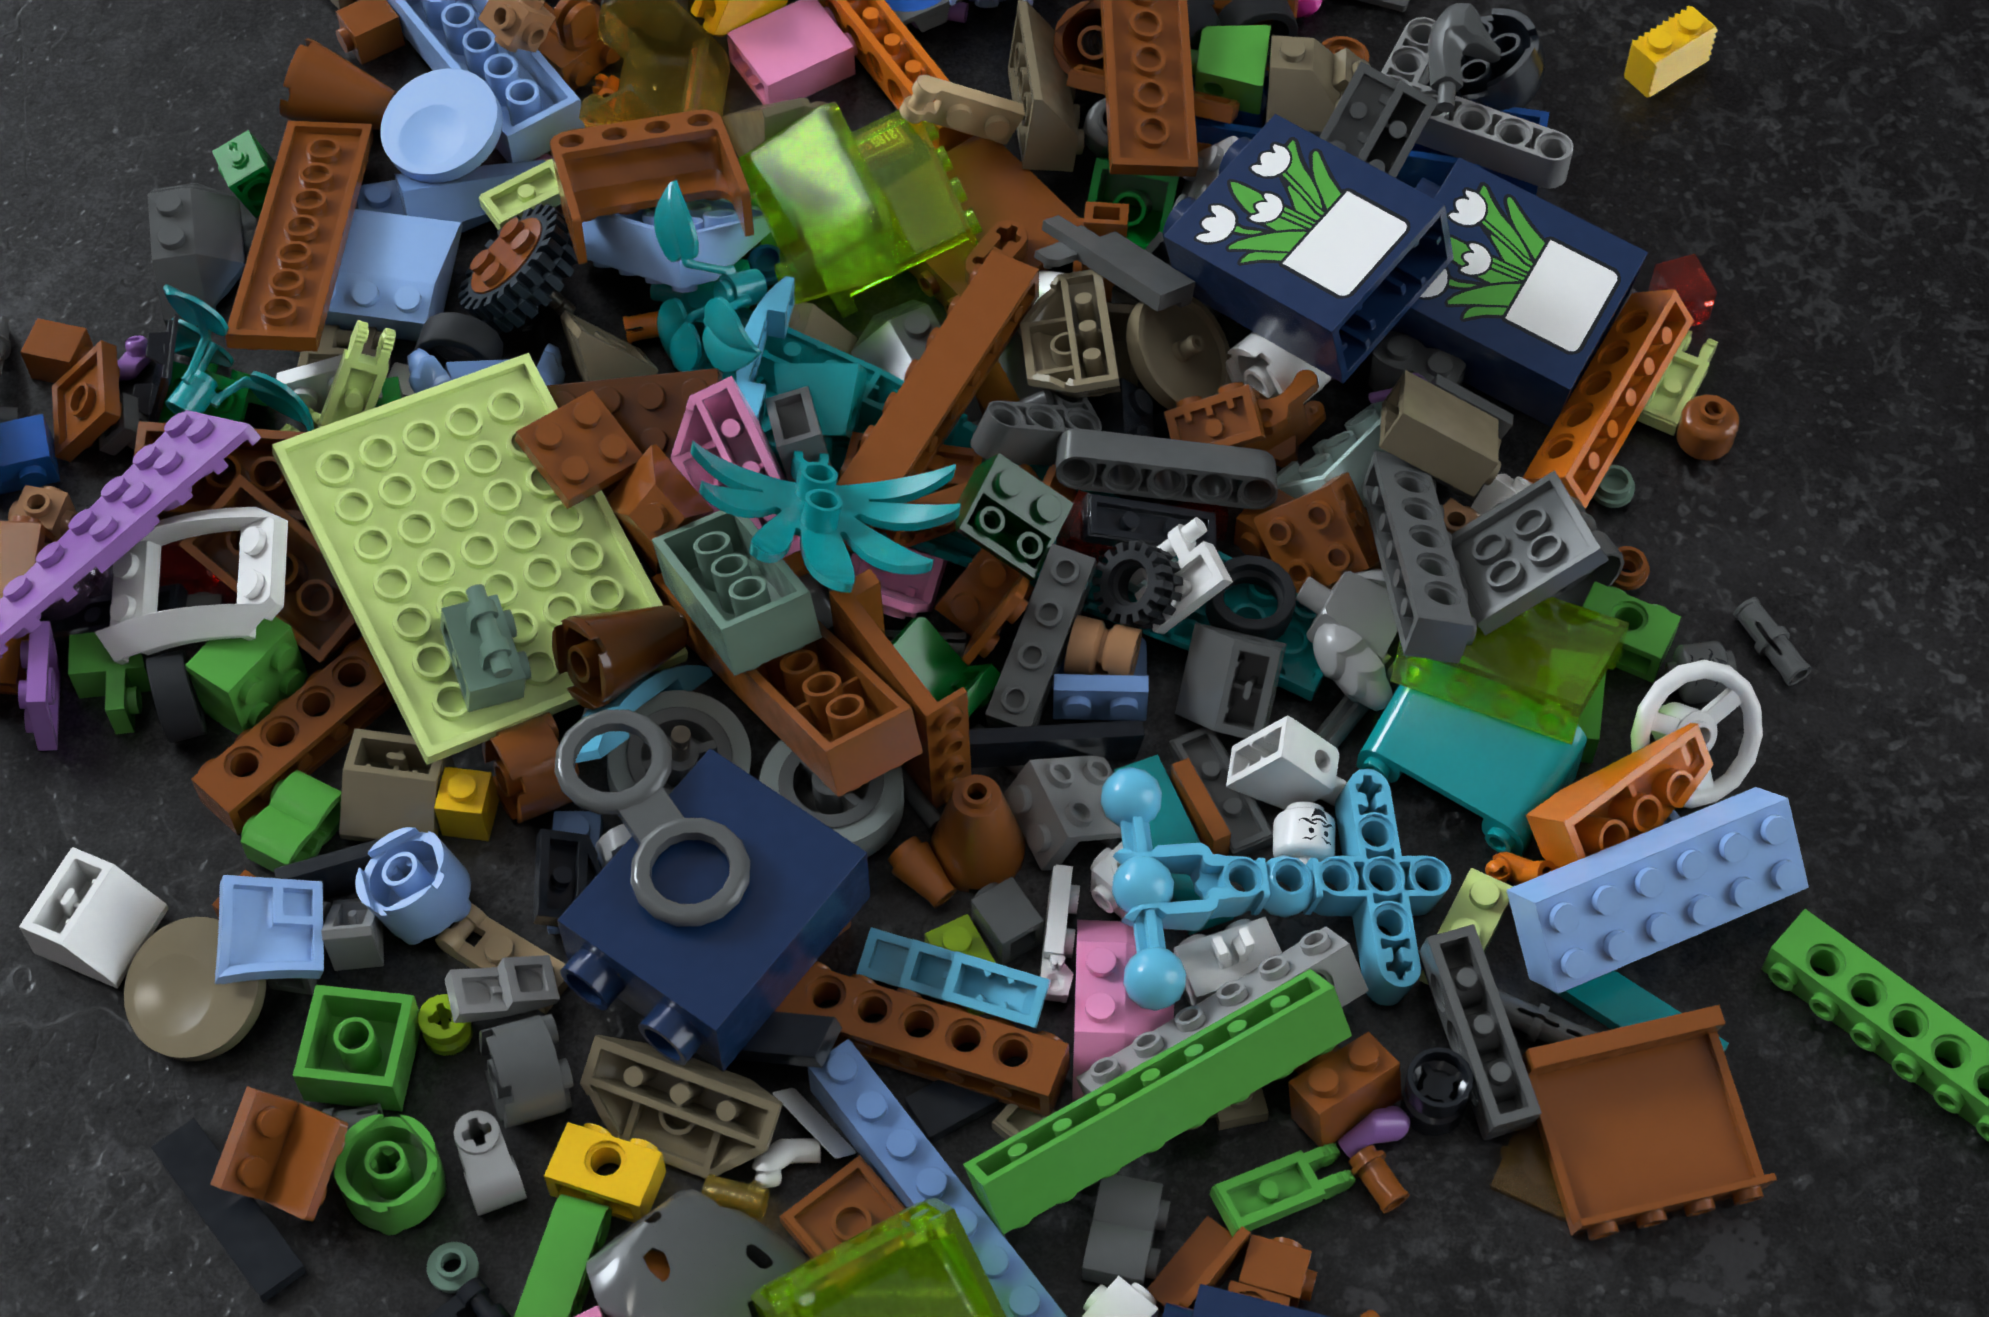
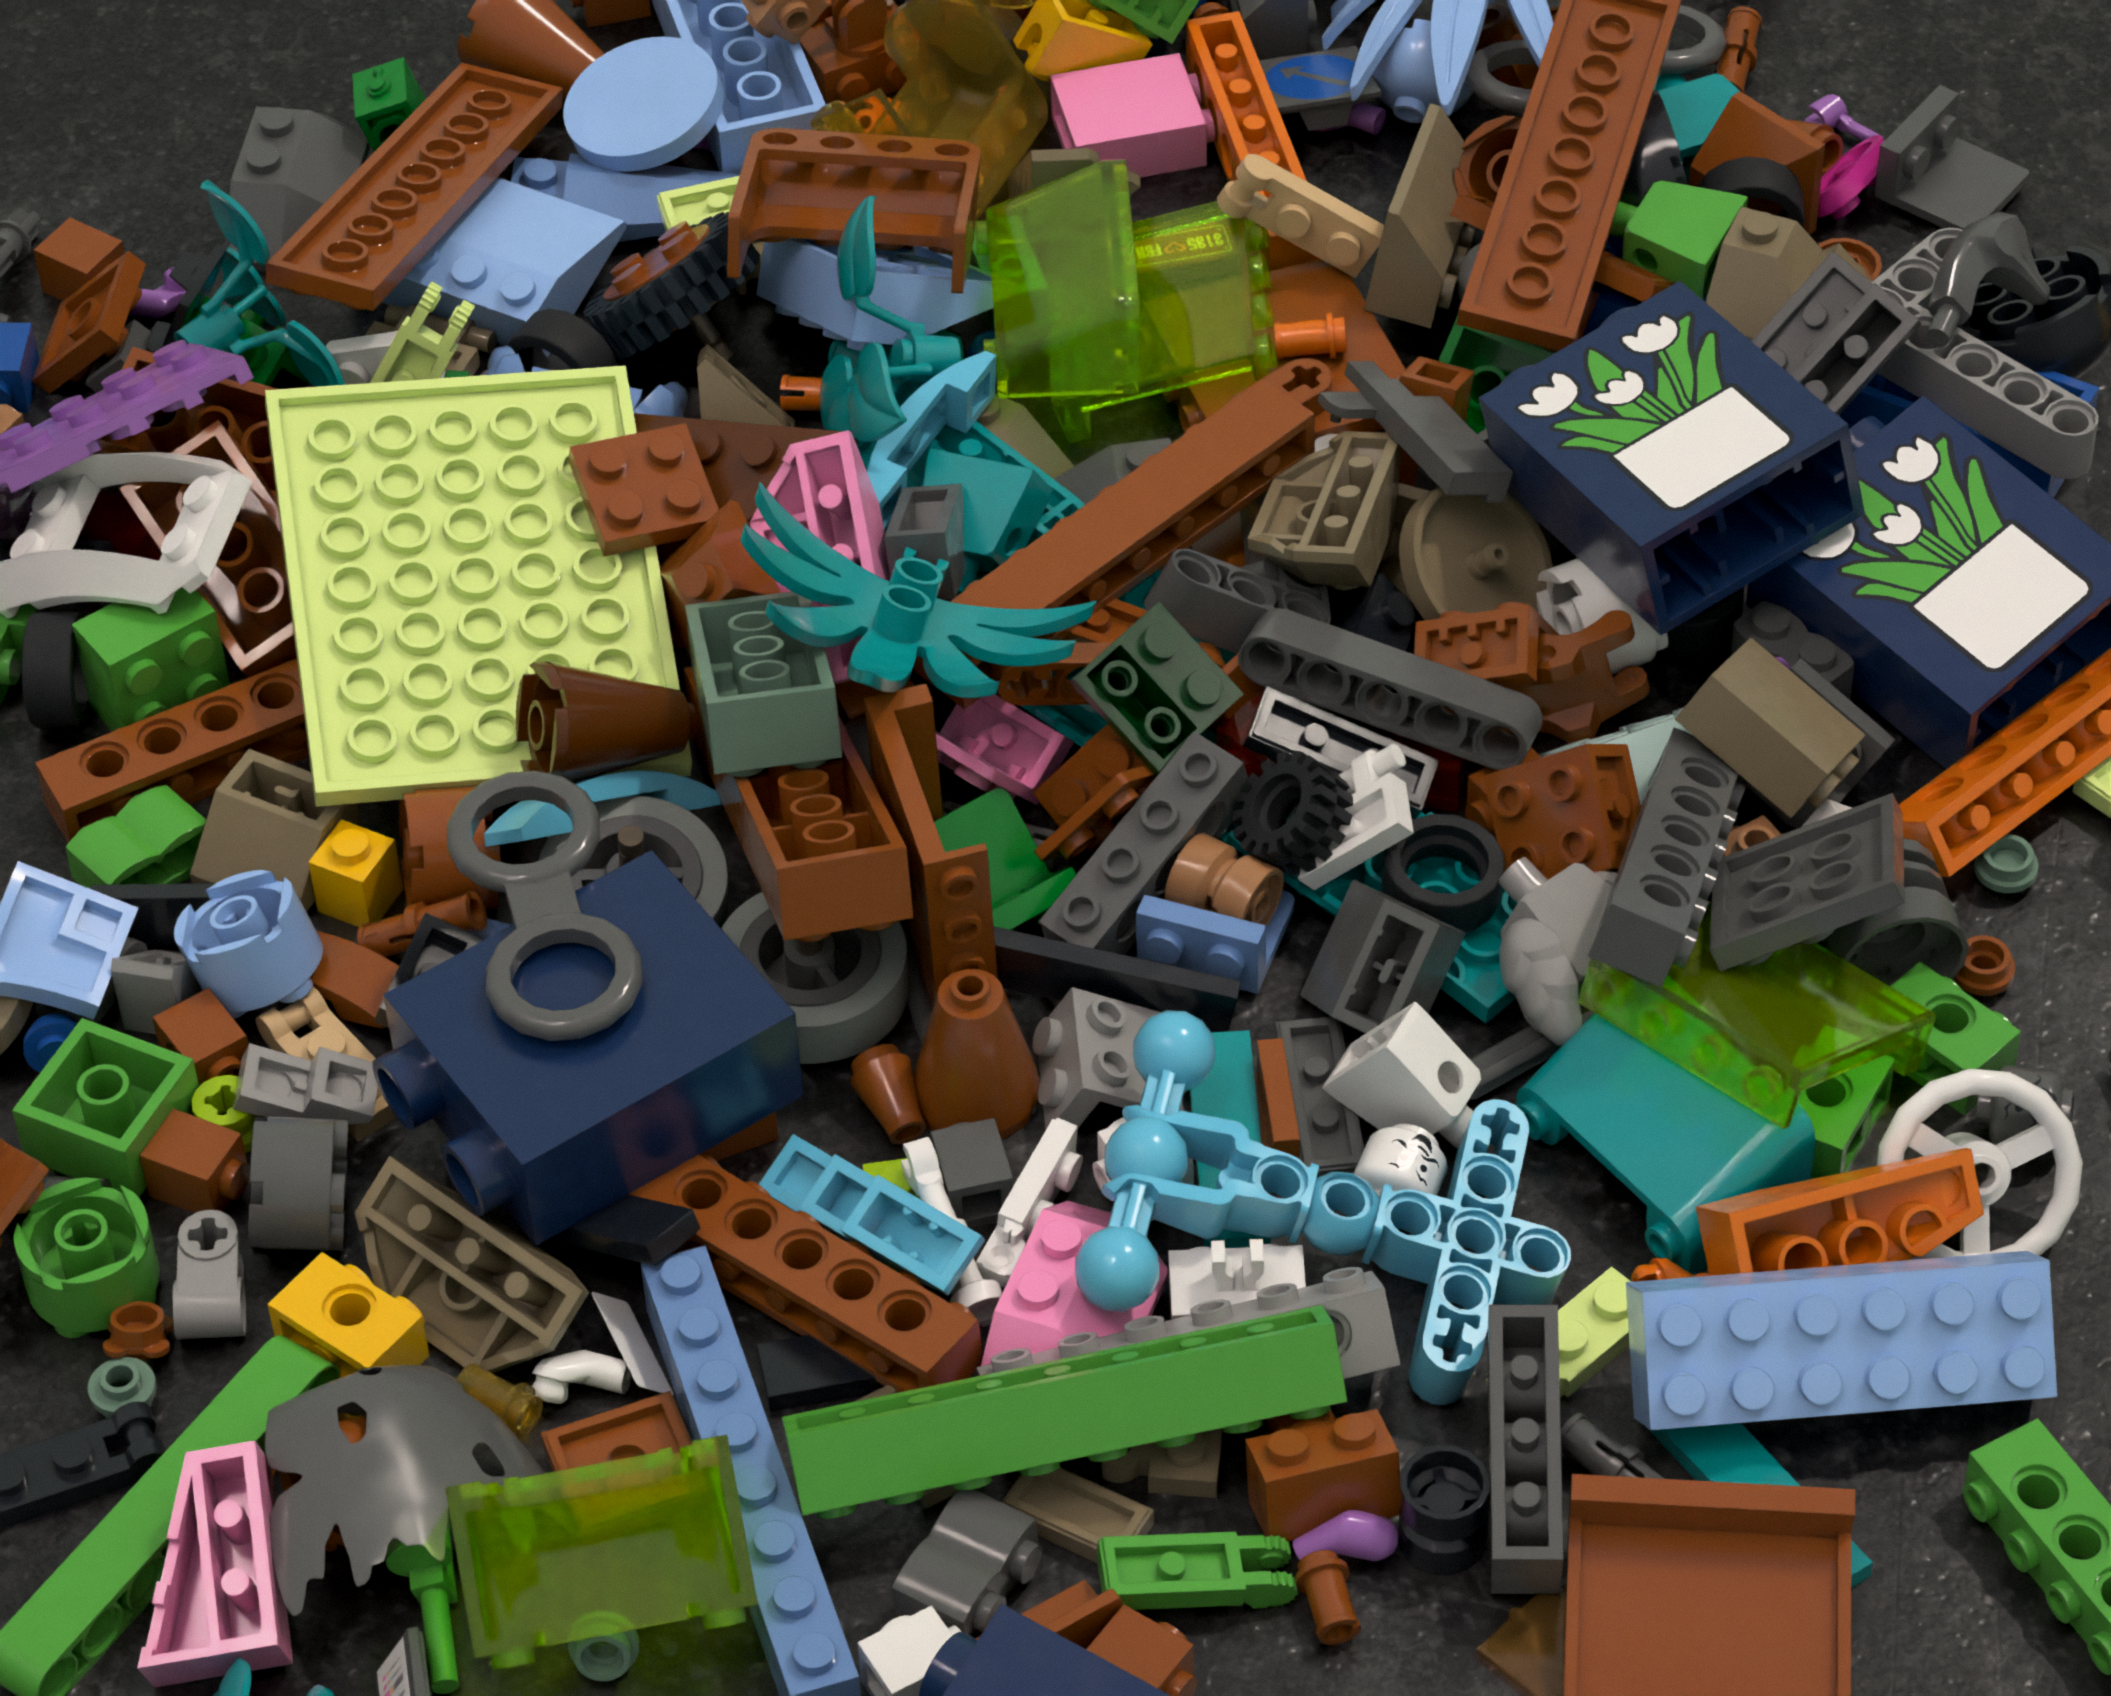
camera: 20 degrees right, 10 degrees down
(290, 1002) = (45, 1038): none -> blue plate
(406, 969) = (203, 1032): none -> dark orange brick
(439, 1072) = (195, 1164): none -> dark orange brick
(448, 1220) = (138, 1331): none -> dark orange plate
(484, 650) = (428, 682): sand green brick -> none
(500, 888) = (353, 979): none -> dark orange slope
(522, 838) = (395, 933): none -> dark orange pin
(978, 934) = (925, 1178): none -> white piece
(998, 201) = (1310, 337): none -> orange pin
(1184, 1165) = (1077, 1511): none -> dark tan tile

